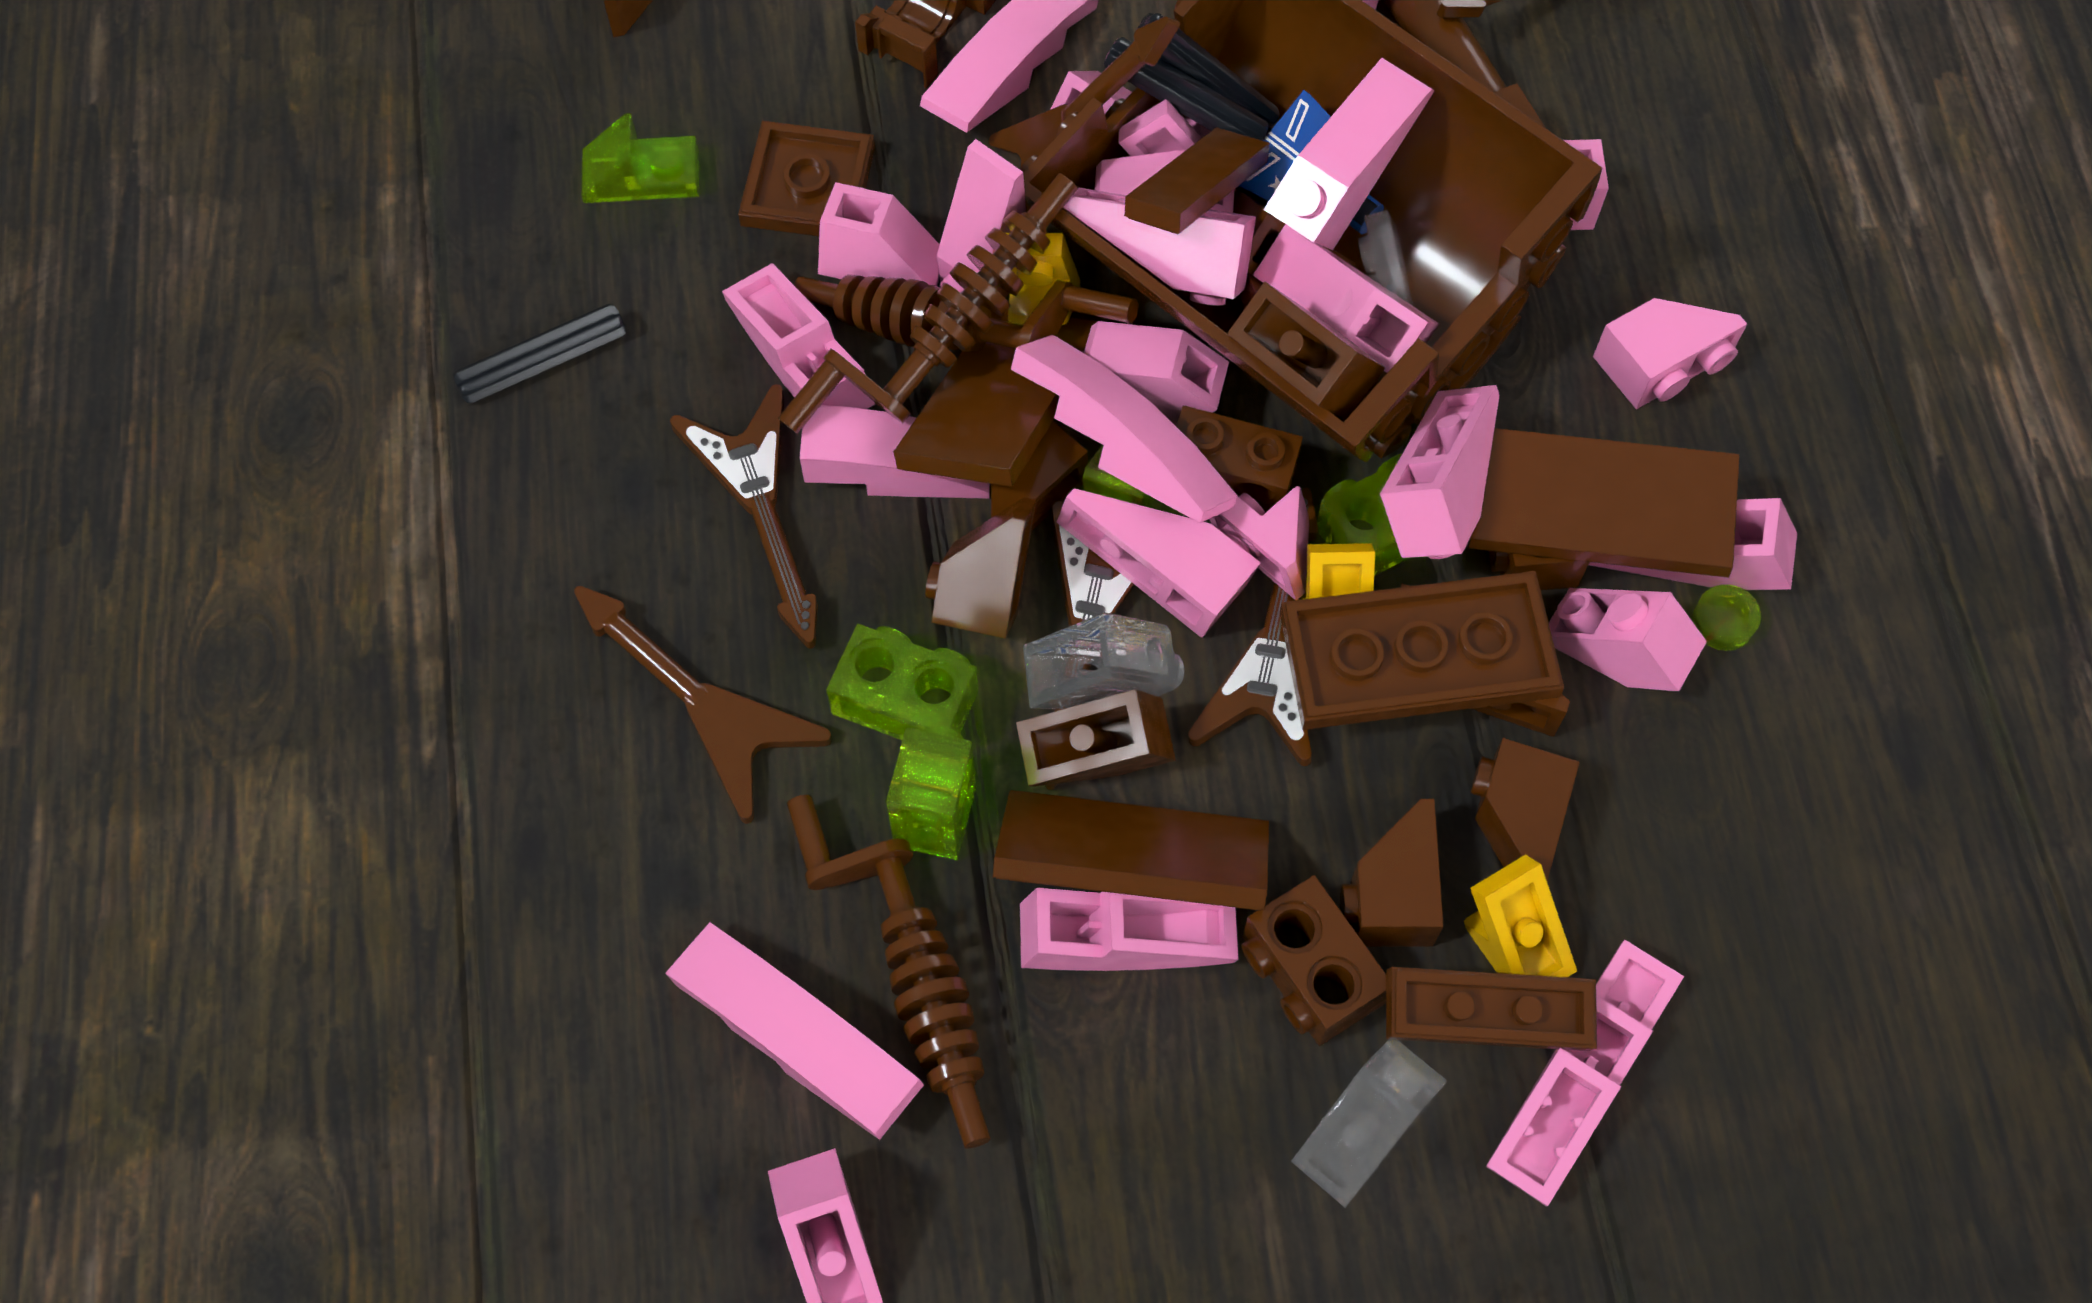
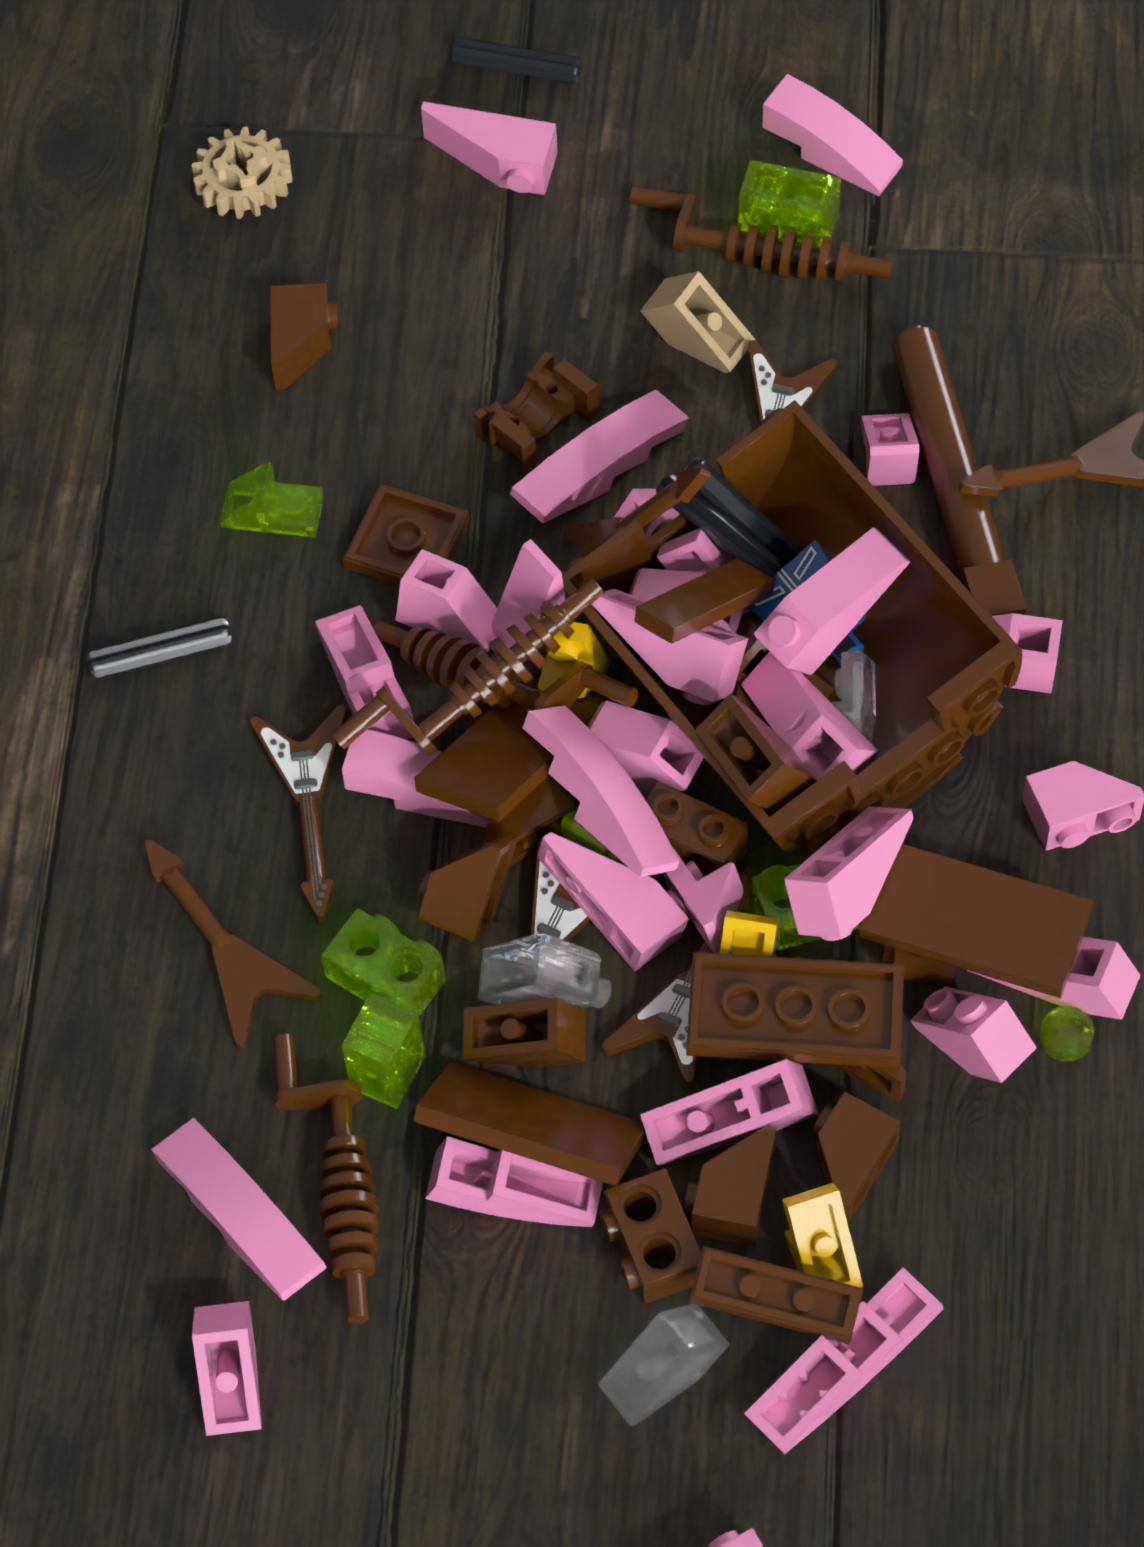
camera: 15 degrees right, 5 degrees down
(1365, 791) = (730, 1112): none -> bright pink slope

